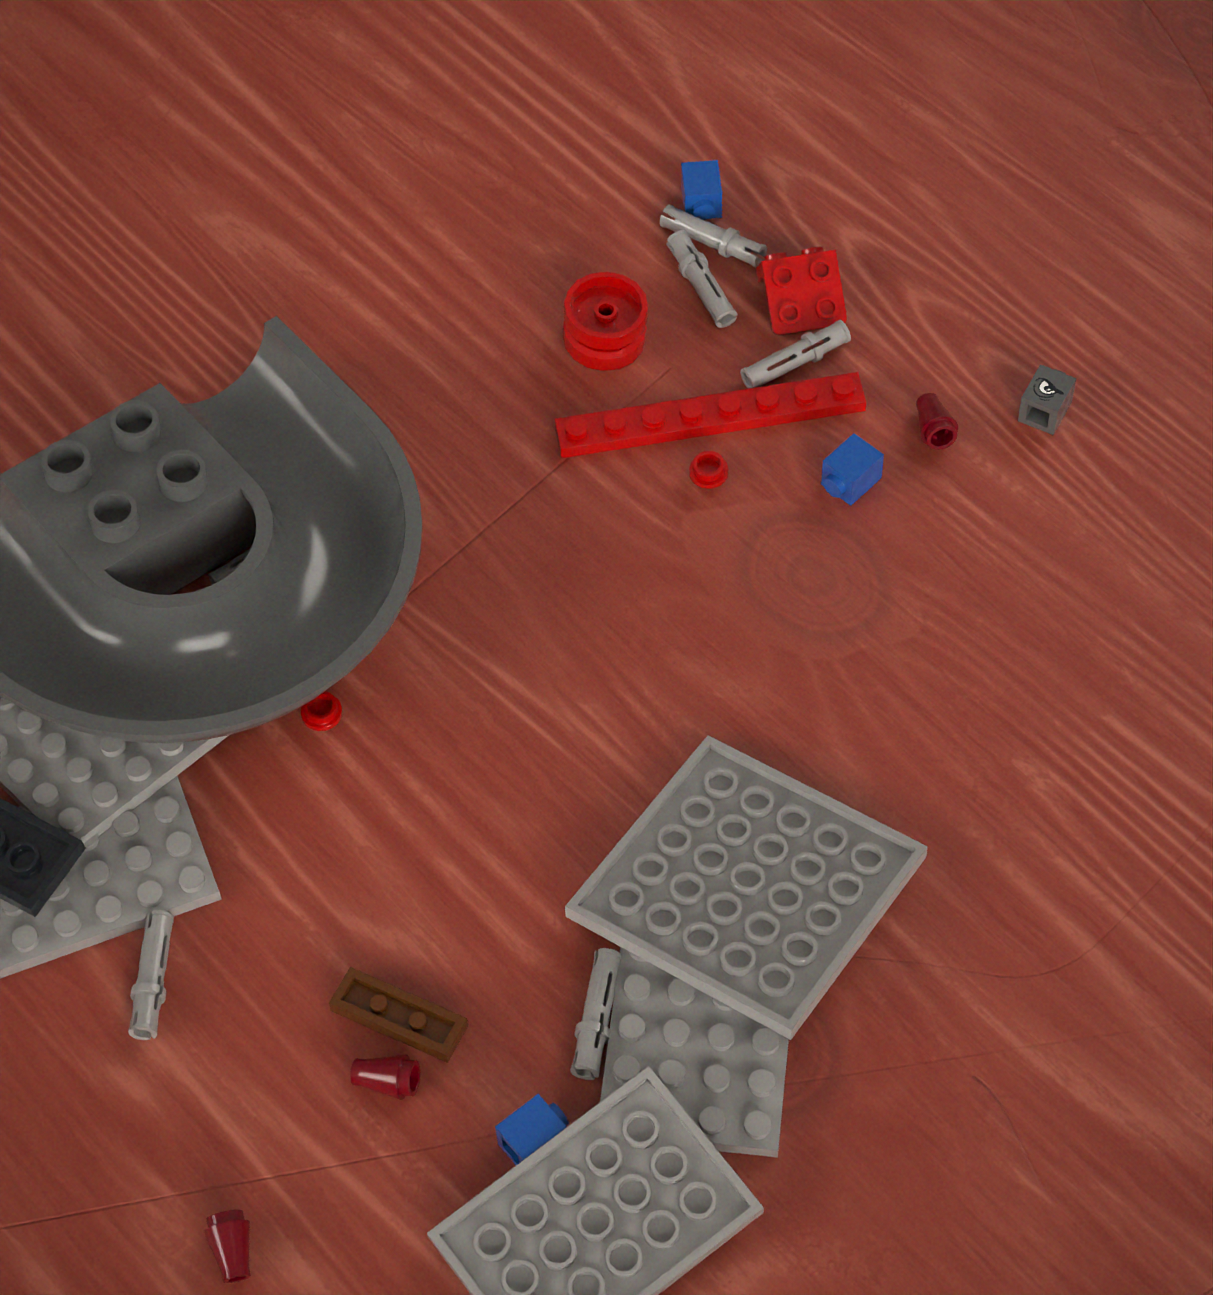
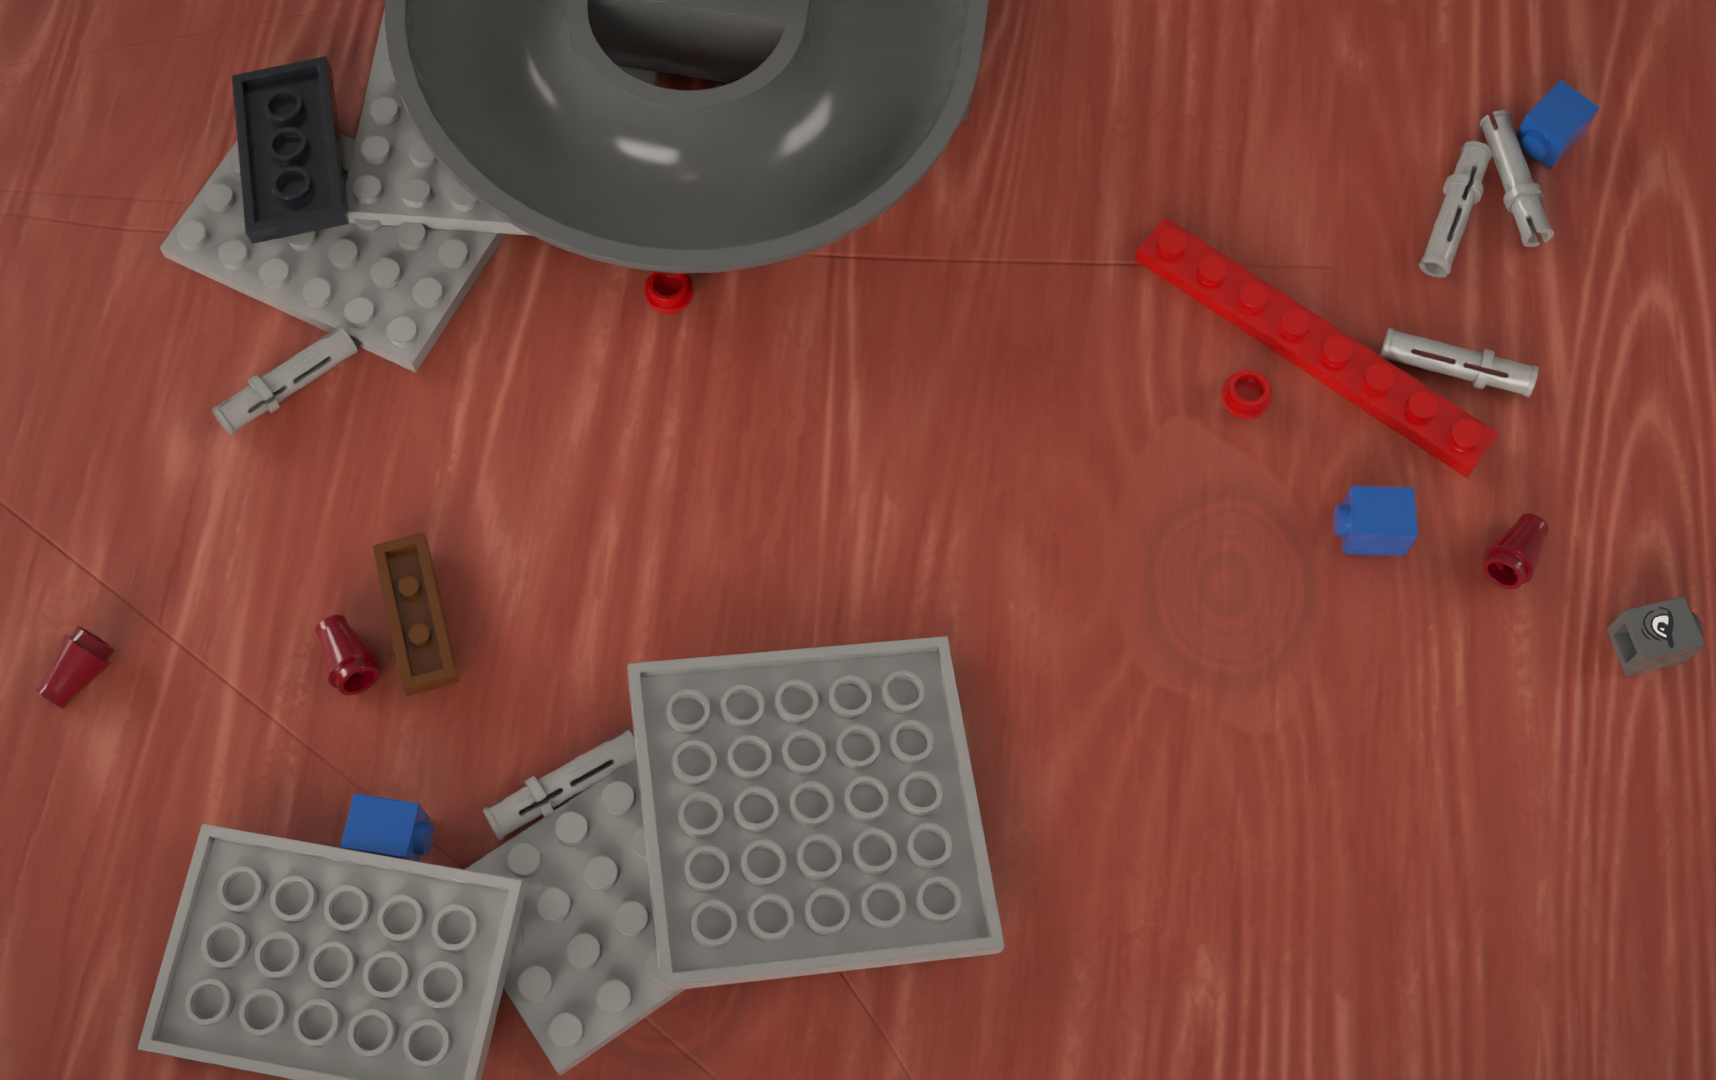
camera: 45 degrees right, 10 degrees up
(605, 321) = (1312, 166): red wheel -> none
(802, 290) = (1537, 307): red bracket -> none

